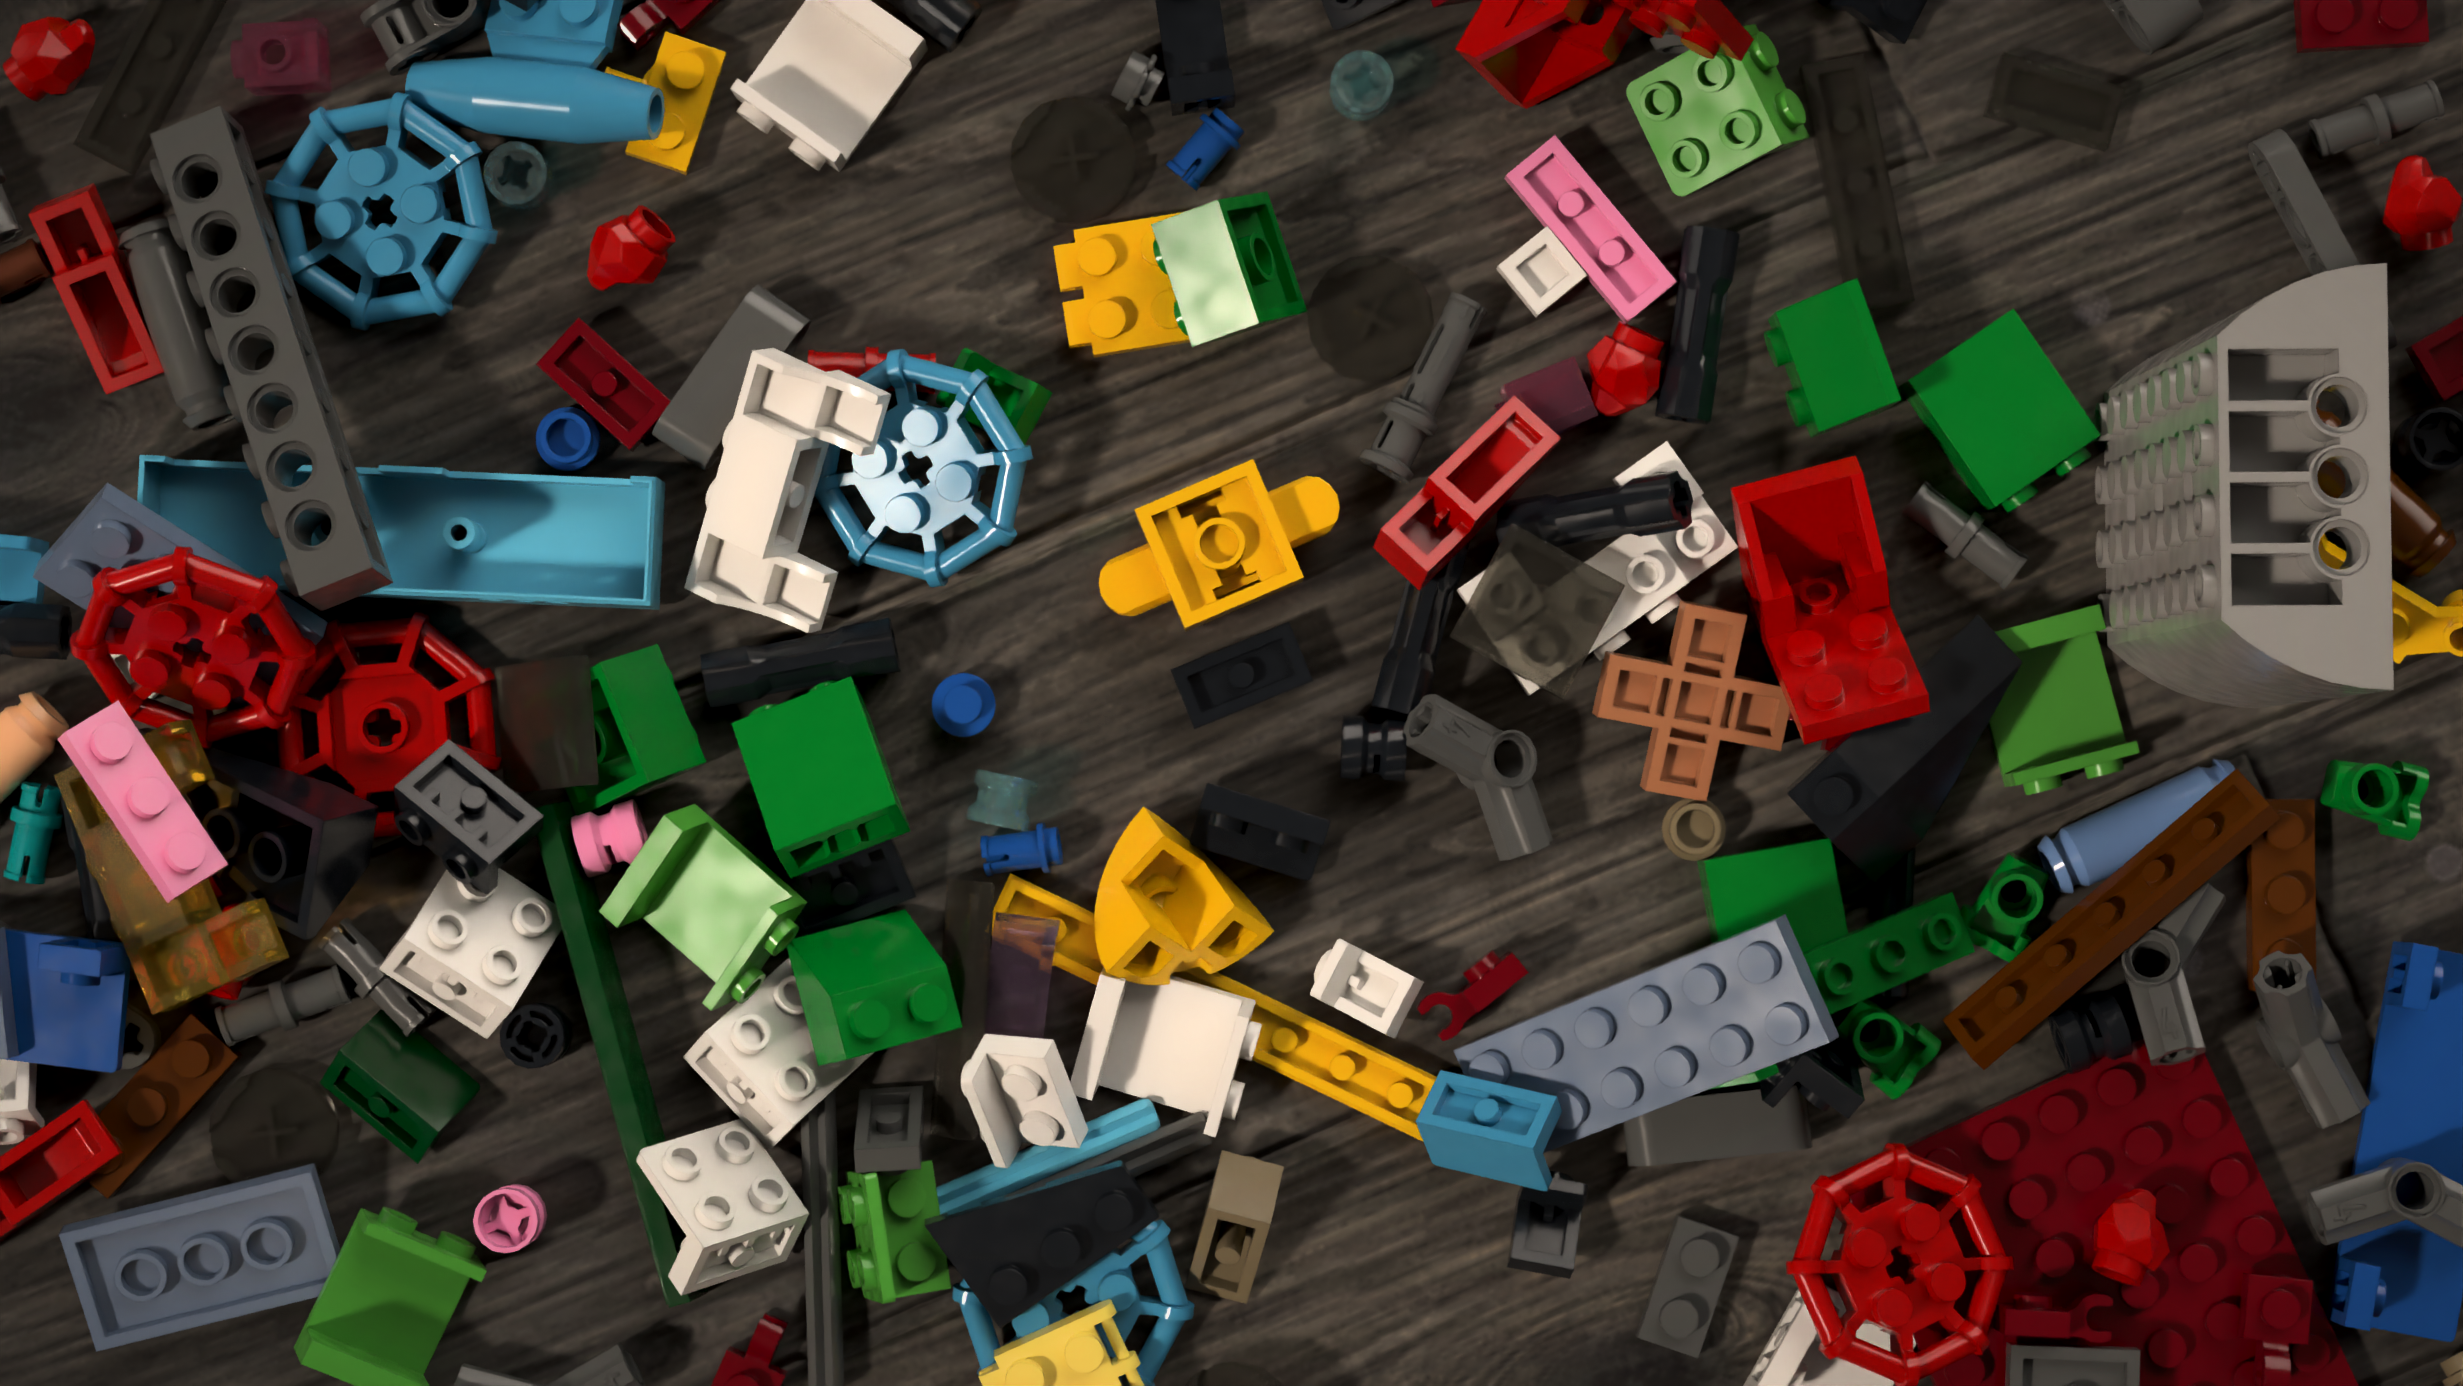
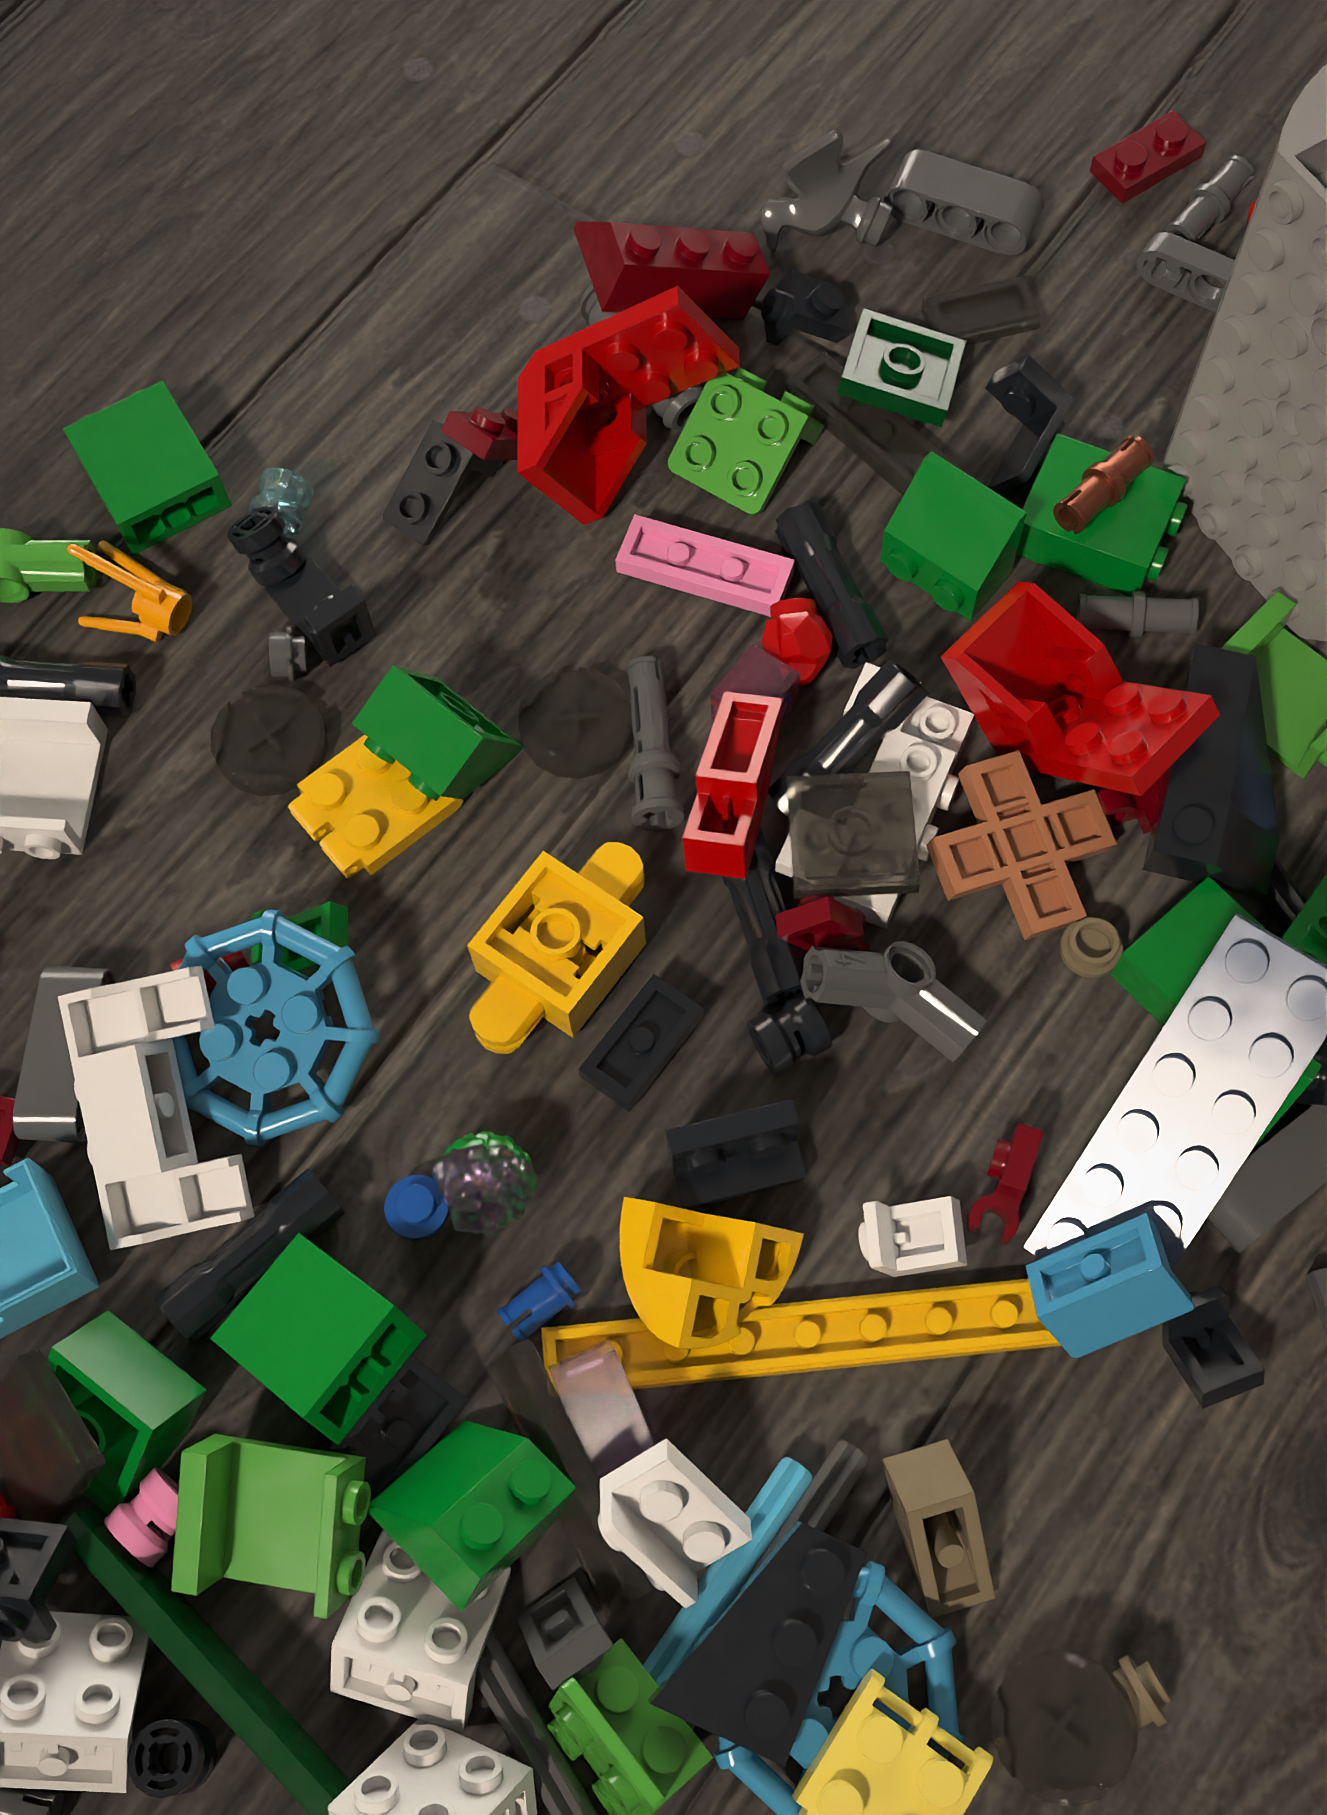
camera: 20 degrees left, 20 degrees down
(1002, 800) = (496, 1266): clear light blue wheel -> none
(1033, 723) = (485, 1182): none -> piece
(1167, 1045) = (774, 1393): white panel -> none
(1206, 145) = (373, 657): blue pin -> none
(1358, 97) = (465, 579): clear light blue wheel -> none
(1464, 672) = (822, 923): none -> dark red plate
(1541, 271) = (687, 613): white plate -> none
(1921, 128) = (901, 367): none -> plate
(2009, 401) = (1103, 484): none -> copper pin
(2018, 276) = (1040, 406): none -> black bracket

